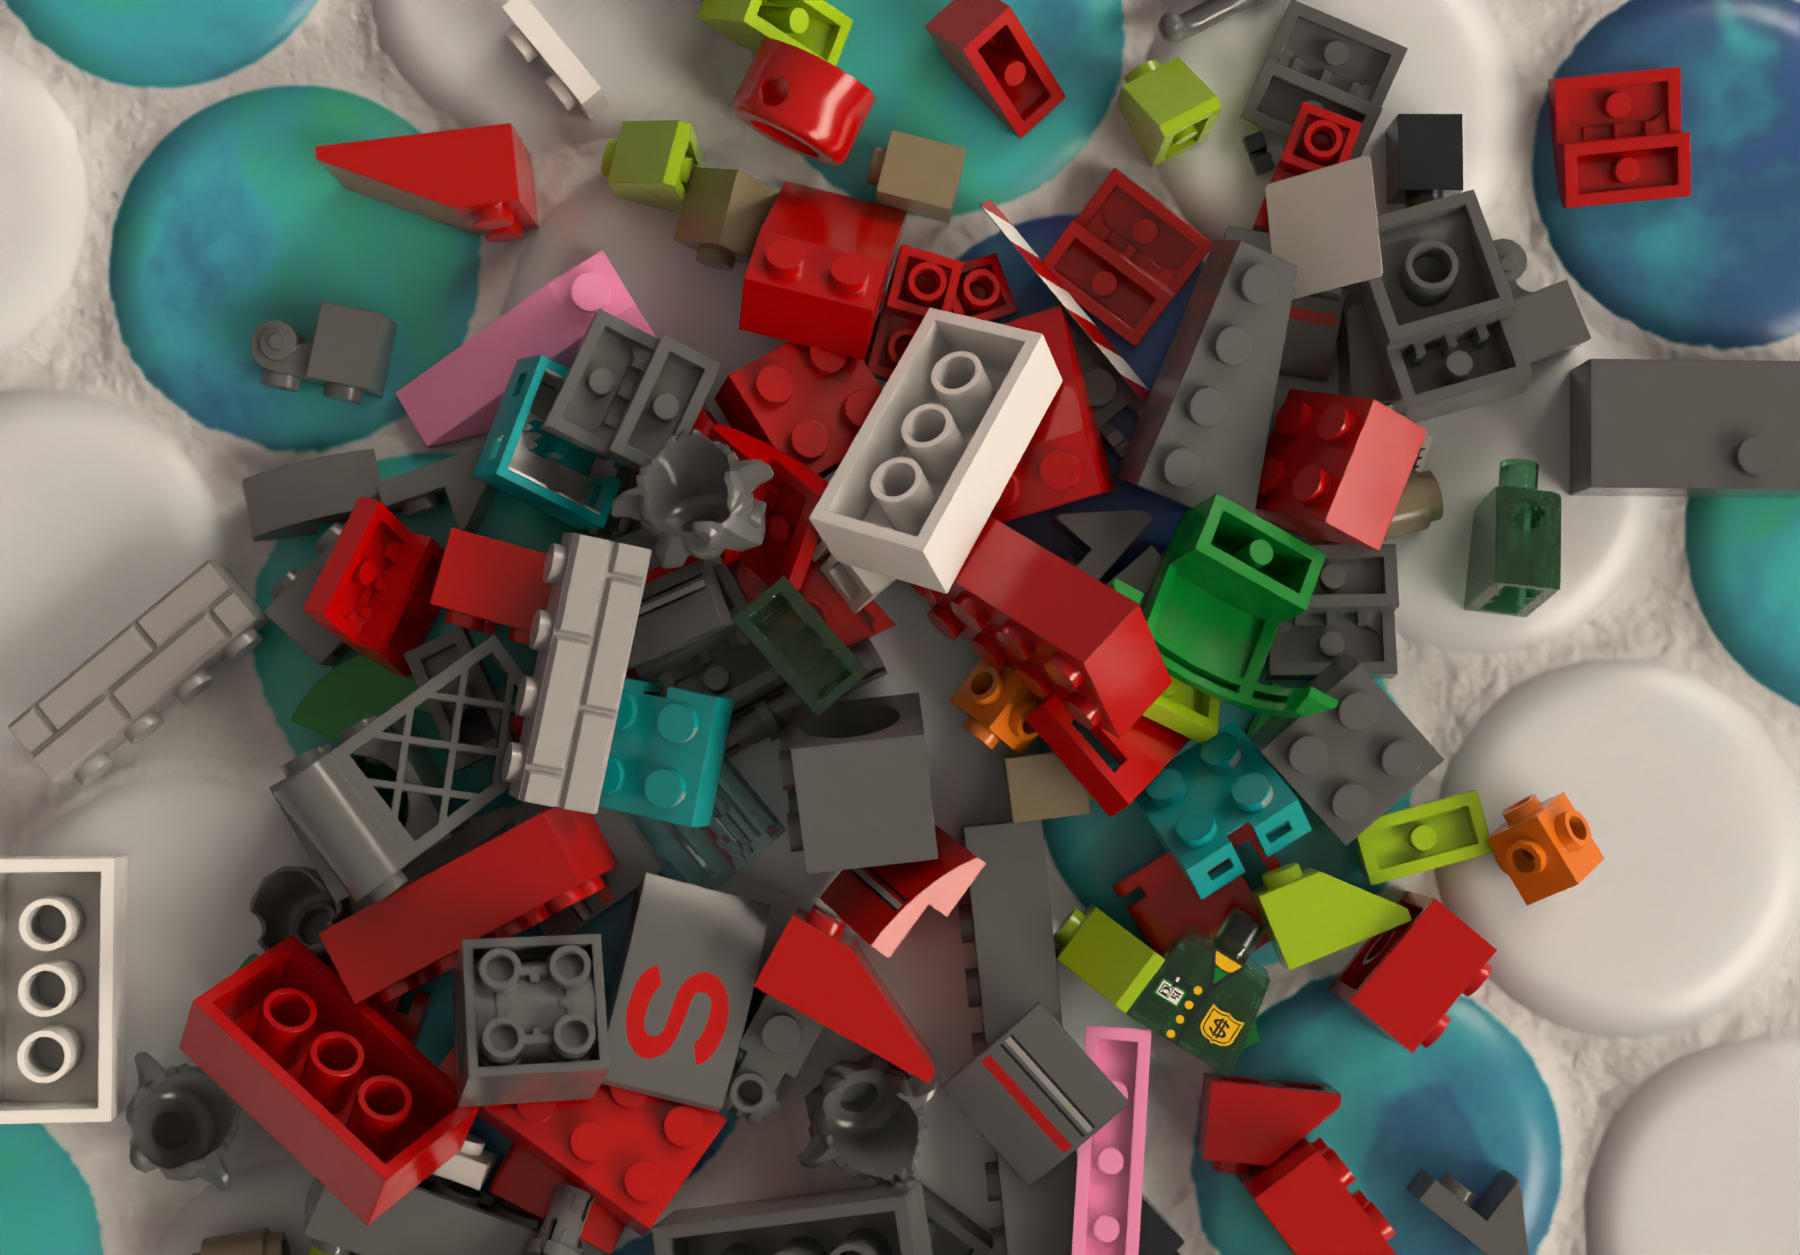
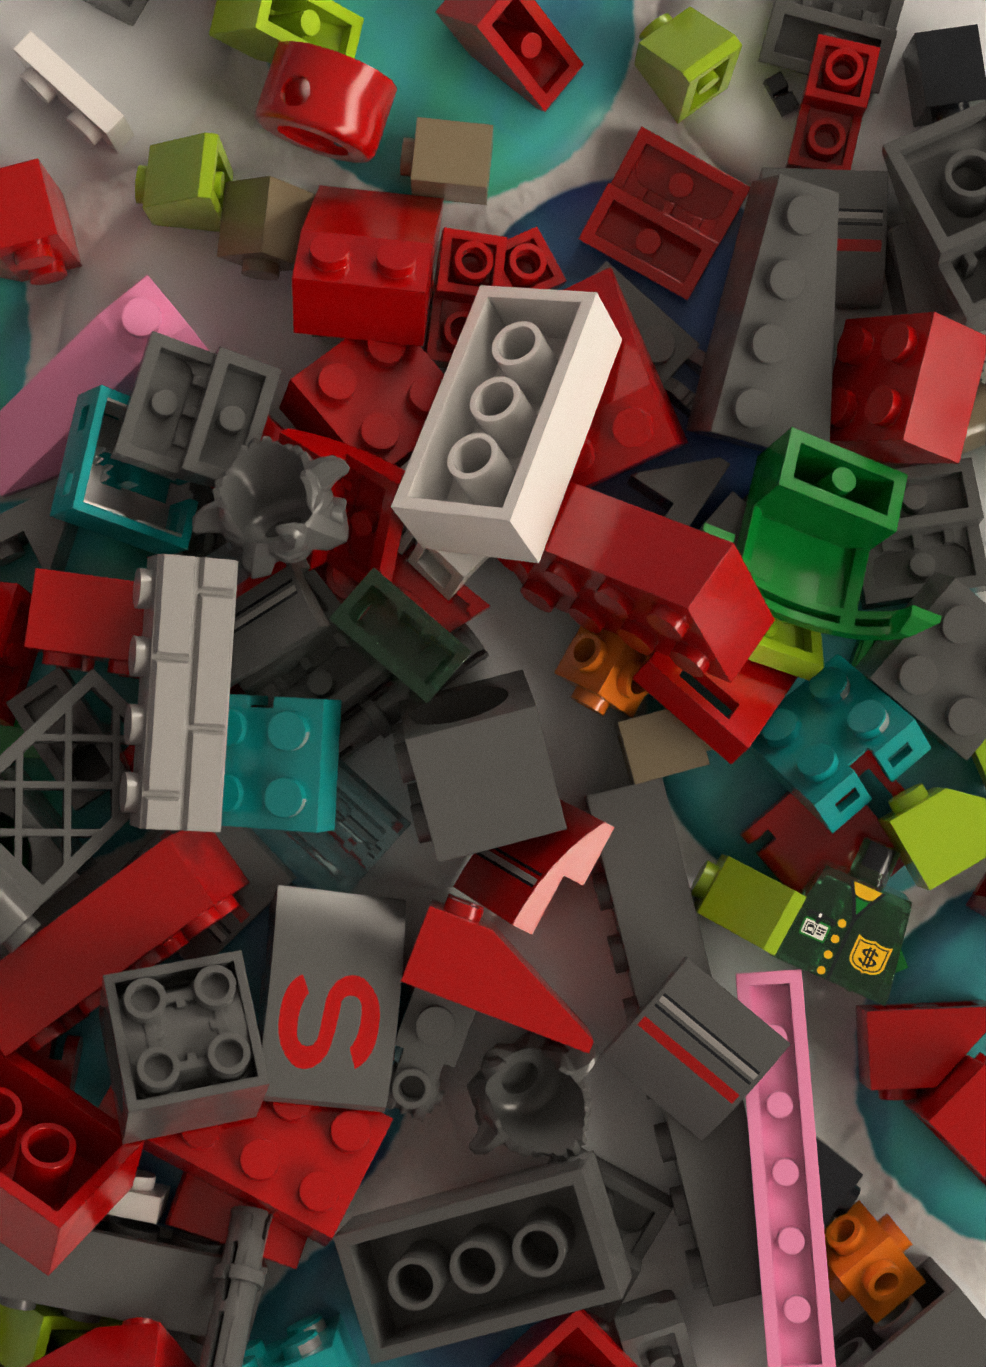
camera: 15 degrees left, 0 degrees up
(1065, 299) = (612, 261): sticker -> none
(1326, 226) = (861, 150): white sticker -> none

